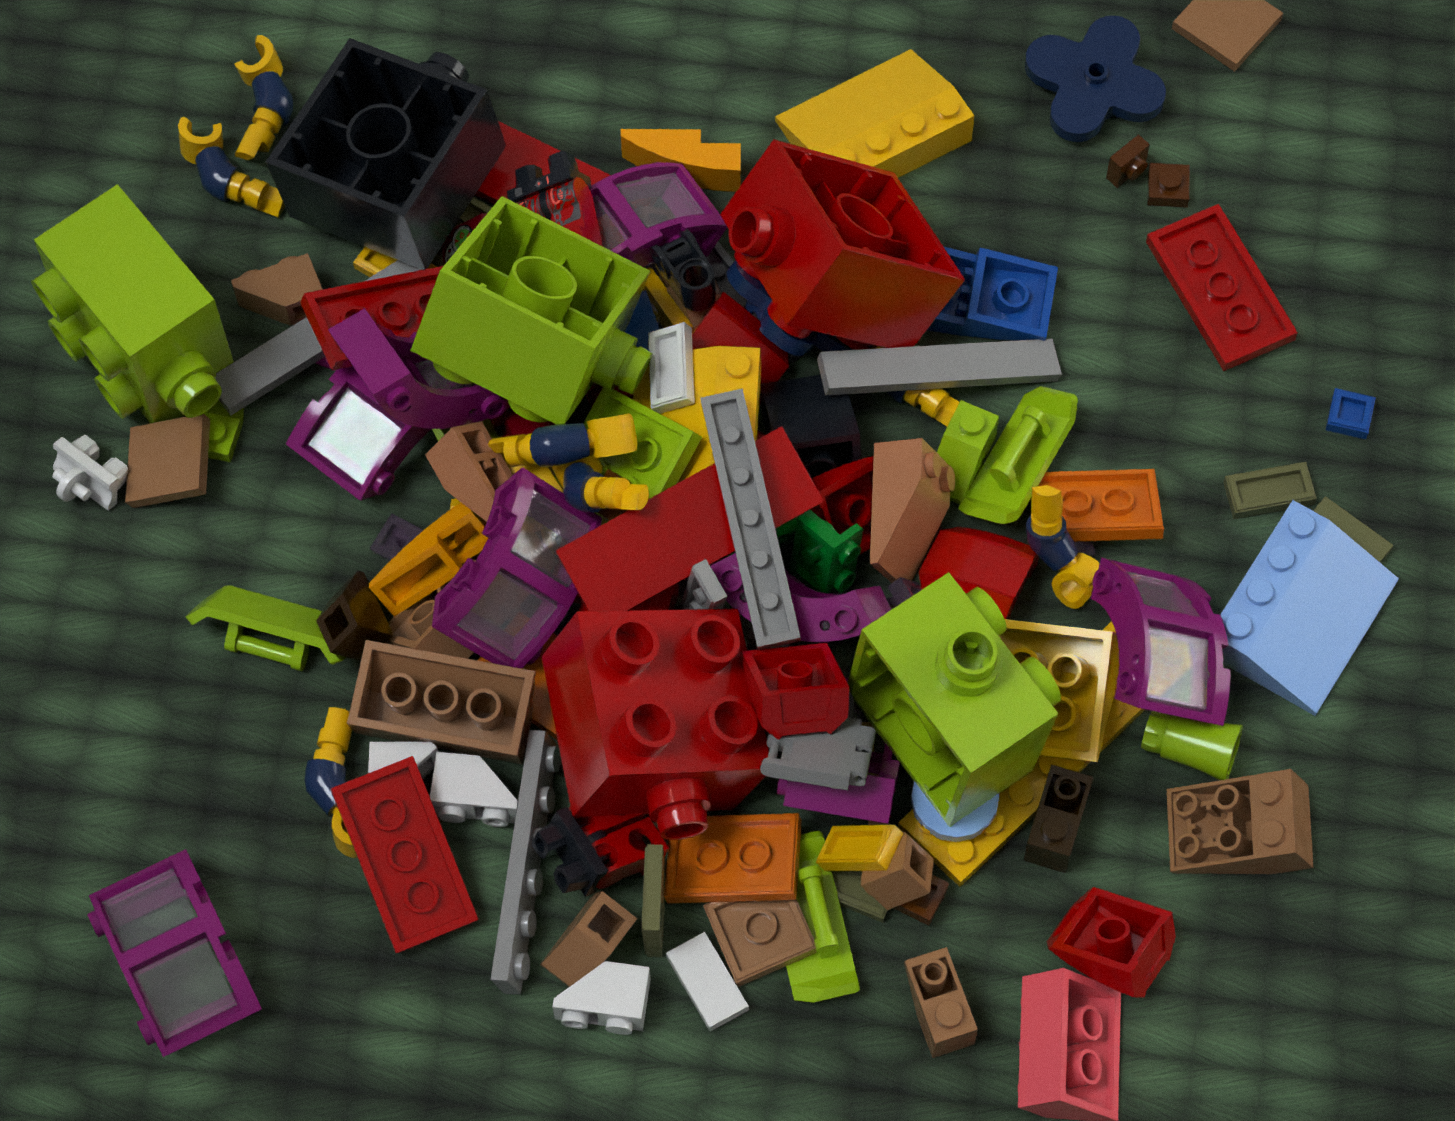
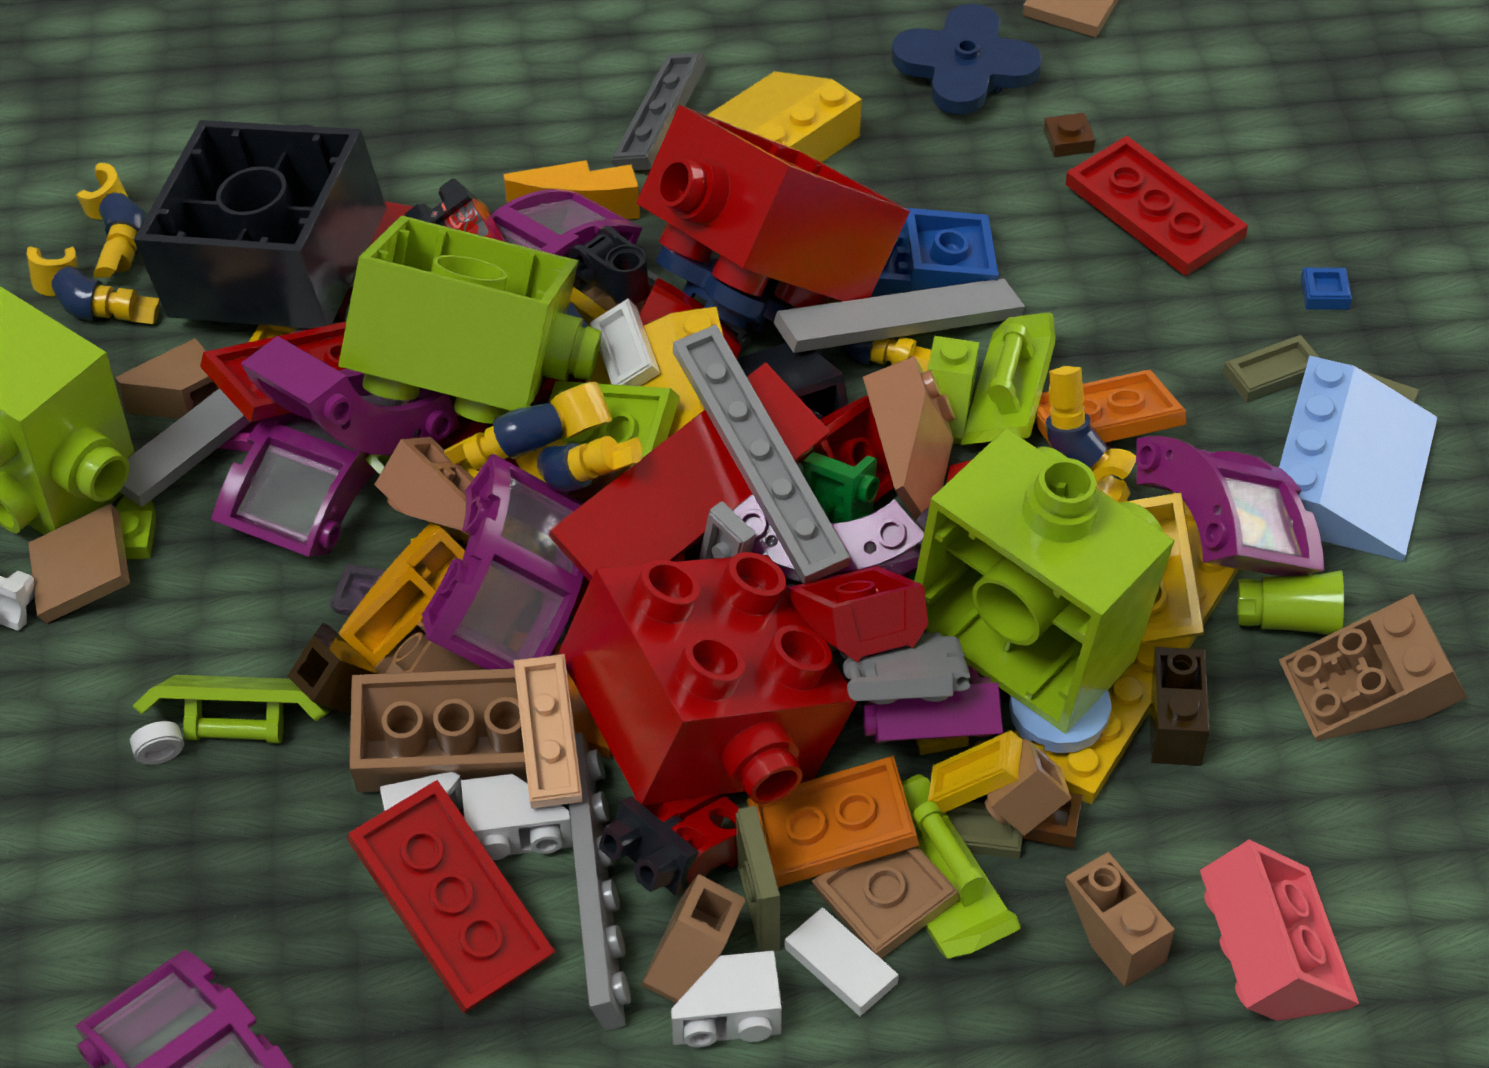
camera: 15 degrees left, 15 degrees down
(200, 651) = (157, 742): none -> white tile
(328, 771) = (330, 842): piece -> none
(514, 729) = (547, 731): none -> light nougat tile
(788, 76) = (652, 120): none -> dark grey tile
(1115, 940) = (1288, 809): red slope -> none
(1128, 162) = (1024, 119): reddish brown plate -> none

